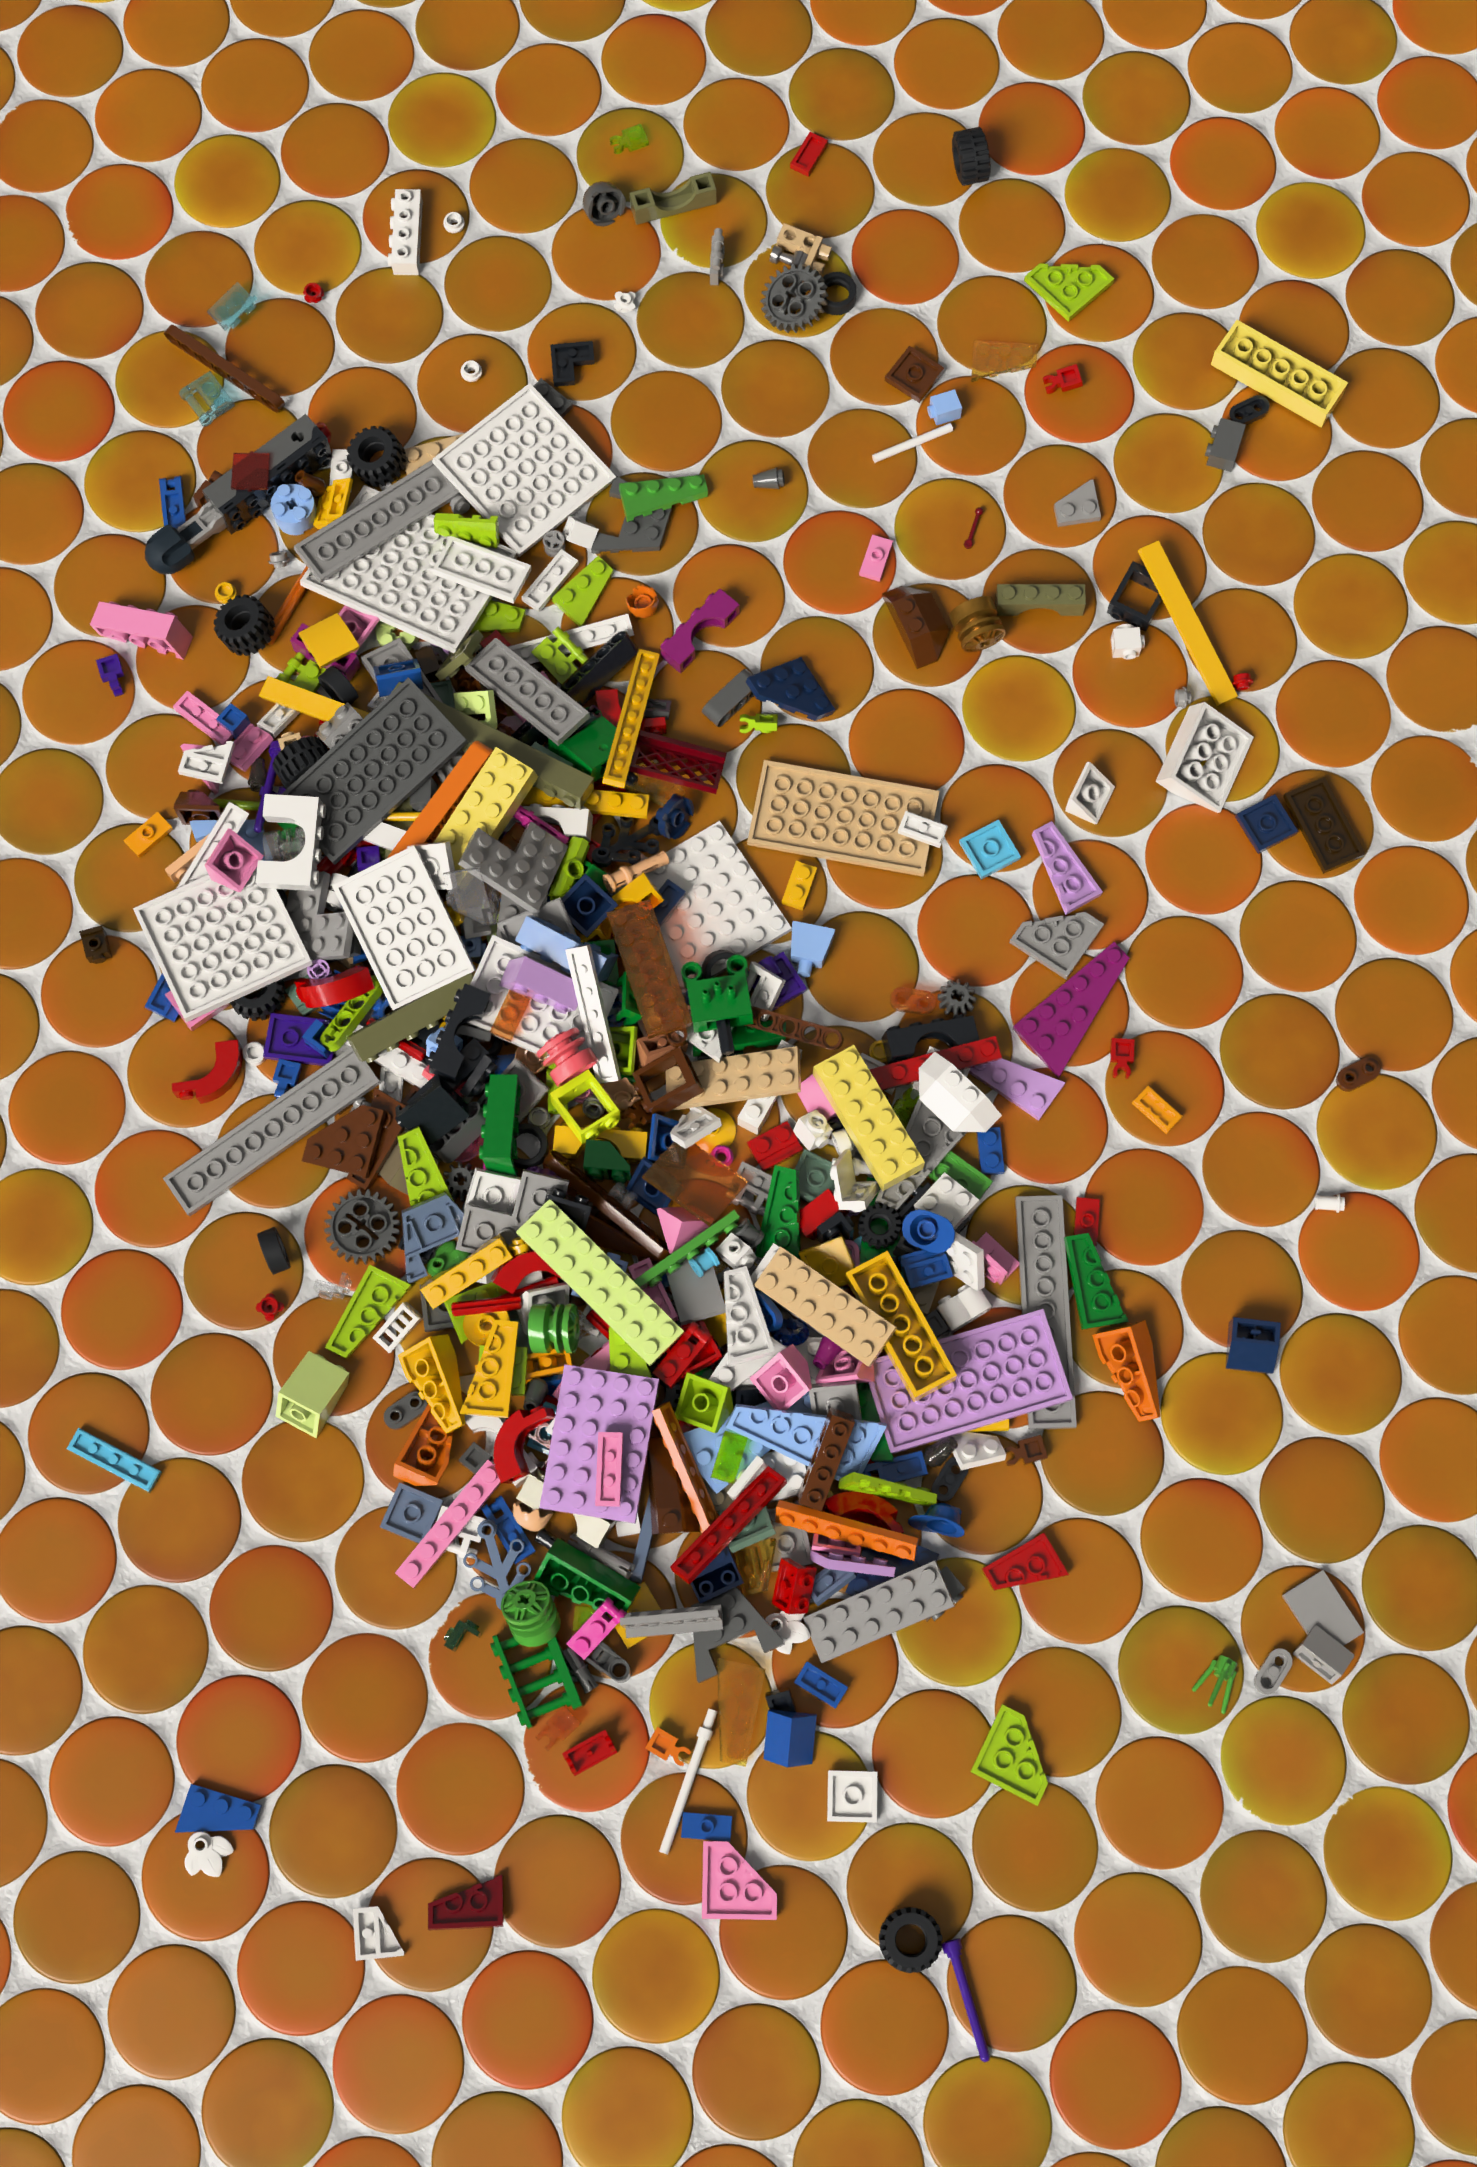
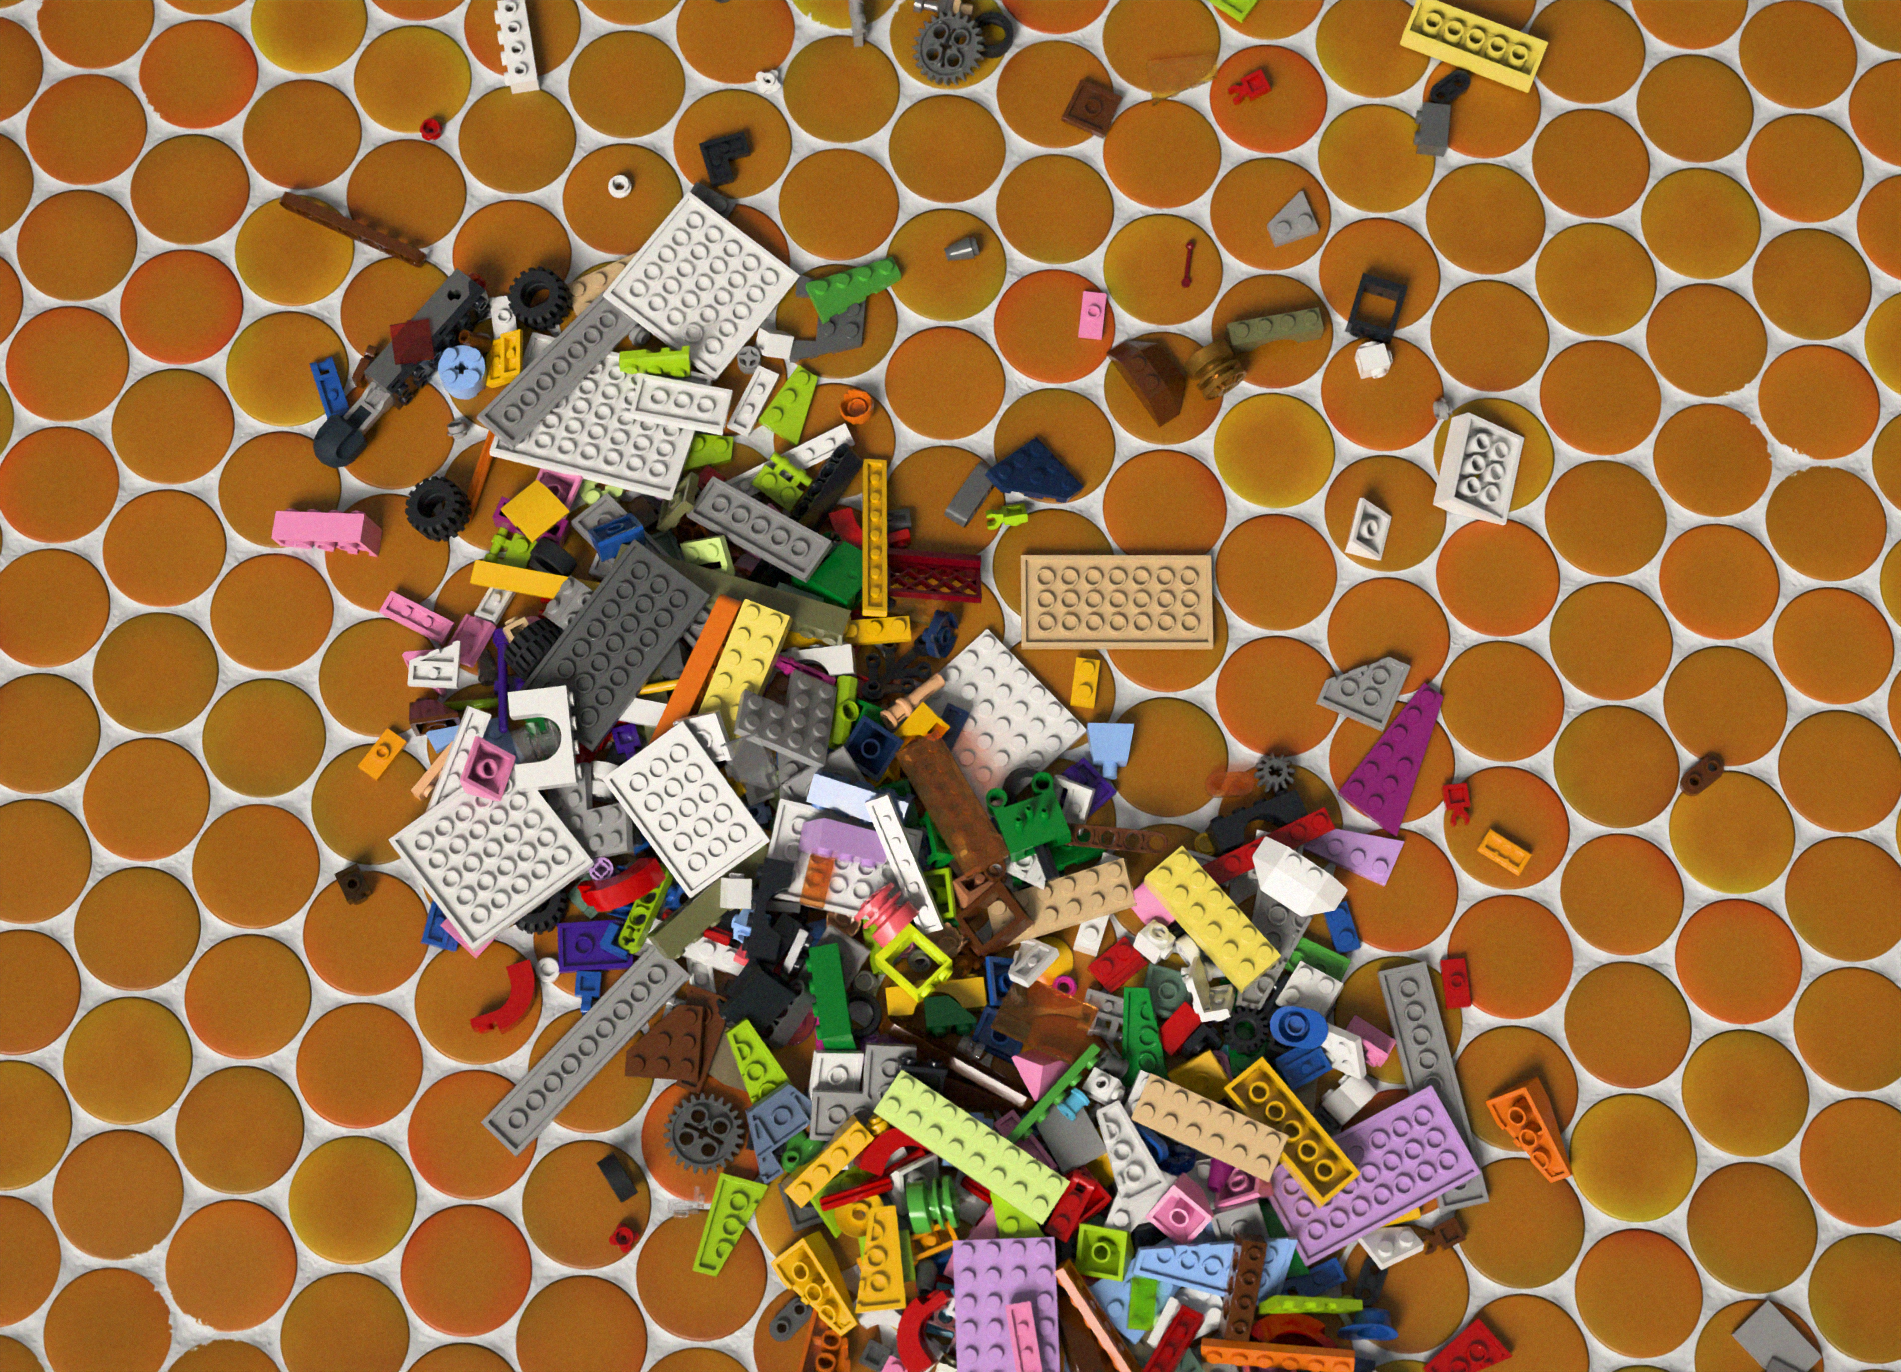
camera: 15 degrees left, 0 degrees up
(110, 670) = (303, 584): dark purple plate -> none
(212, 394) = (346, 260): clear light blue plate -> none
(225, 591) = (408, 476): yellow plate -> none
(232, 306) = (347, 160): clear light blue bracket -> none
(233, 720) = (448, 614): blue panel -> none
(311, 1393) = (689, 1321): yellowish green slope -> none
(410, 1325) = (767, 1210): white slope -> none
(434, 1011) = (736, 892): none -> white brick
(453, 217) = (565, 20): white plate -> none
(453, 1177) = (803, 1058): dark grey gear -> none
(717, 611) = (938, 404): magenta arch -> none
(904, 1108) = (1244, 900): clear neon green plate -> none
(912, 443) = (1103, 184): white bar -> none
(922, 829) = (1203, 600): white plate -> none
(939, 1451) = (1354, 1255): clear smoke cone -> none
(944, 407) = (1132, 140): light blue brick -> none
(989, 849) = (1275, 608): medium azure plate -> none
(1067, 873) = (1360, 617): lavender wing -> none
(1092, 1287) = (1478, 1058): green wing -> none
(1187, 623) = (1433, 329): yellow tile -> none
(1242, 681) = (1501, 381): red plate -> none
(1252, 1345) = (1651, 1081): dark blue slope -> none
(1266, 824) = (1556, 528): dark blue plate -> none
(1324, 825) = (1615, 519): dark brown plate -> none
(1330, 1203) = (1698, 917): white pin -> none

